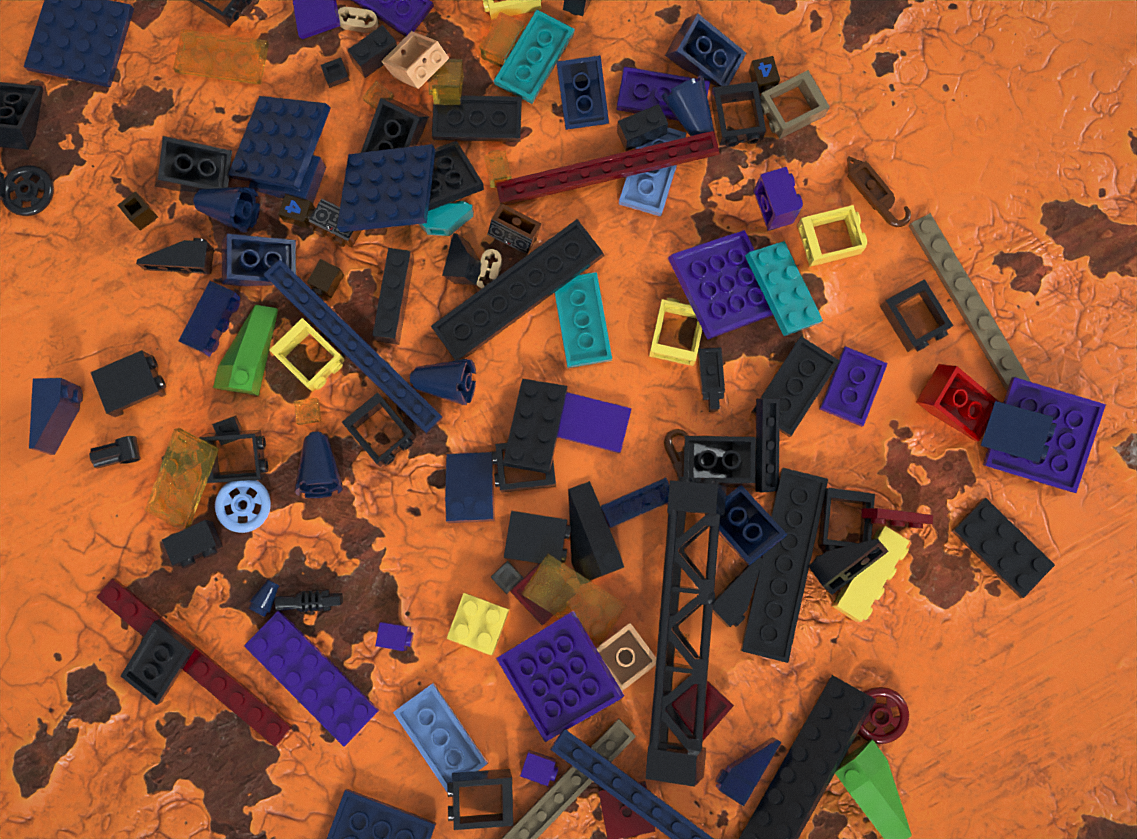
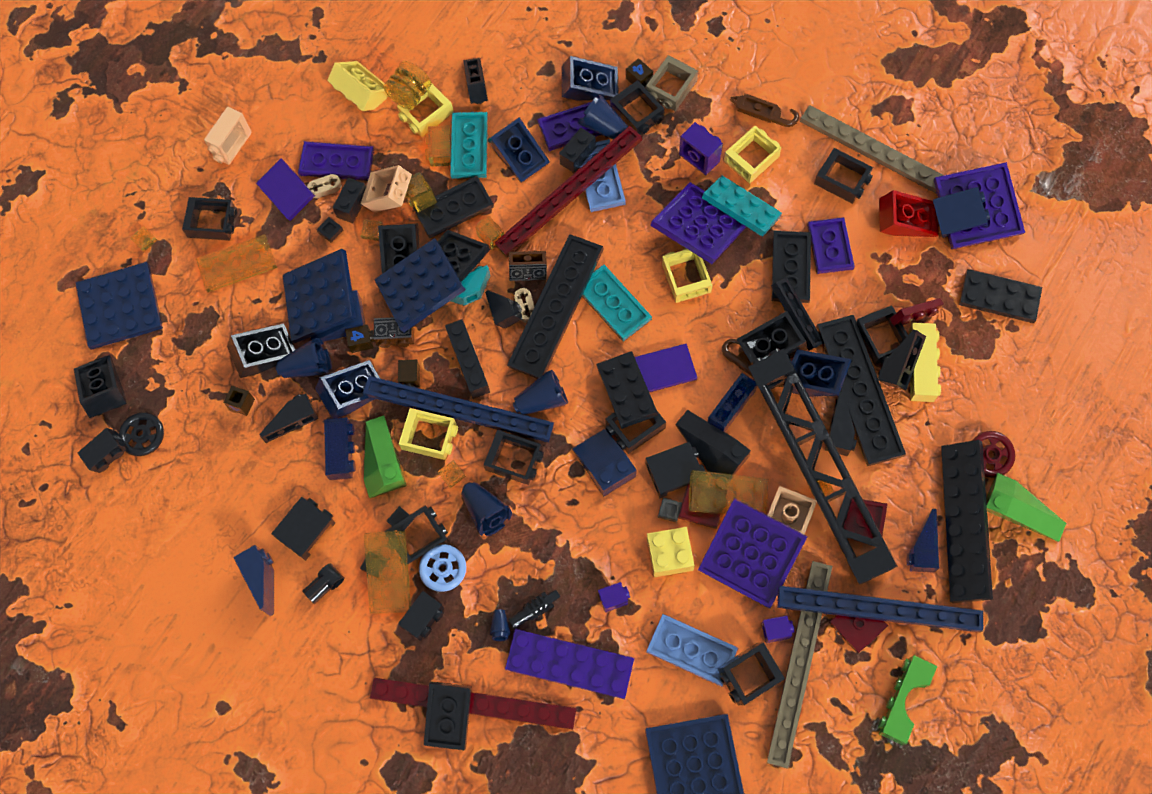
camera: 25 degrees left, 10 degrees down
(711, 376) = (729, 291): black hinge -> none

